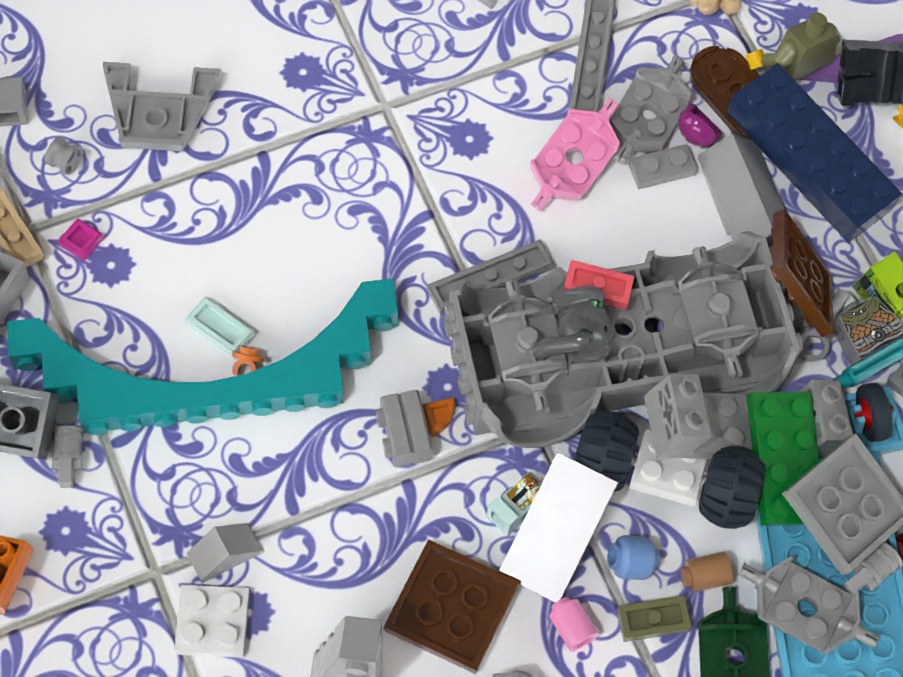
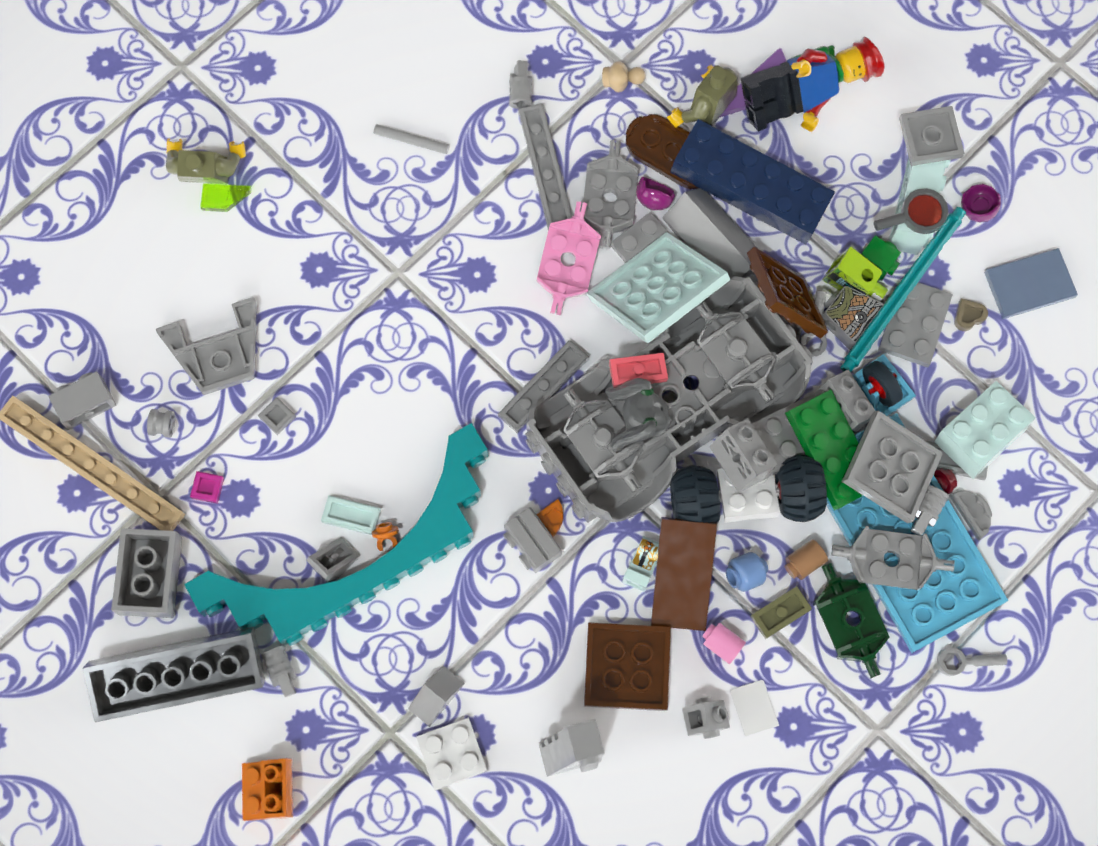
camera: 20 degrees left, 10 degrees up
(178, 362) = (333, 560): none -> light grey slope
(188, 197) = (277, 416): none -> light grey tile
(660, 216) = (658, 287): none -> light aqua plate

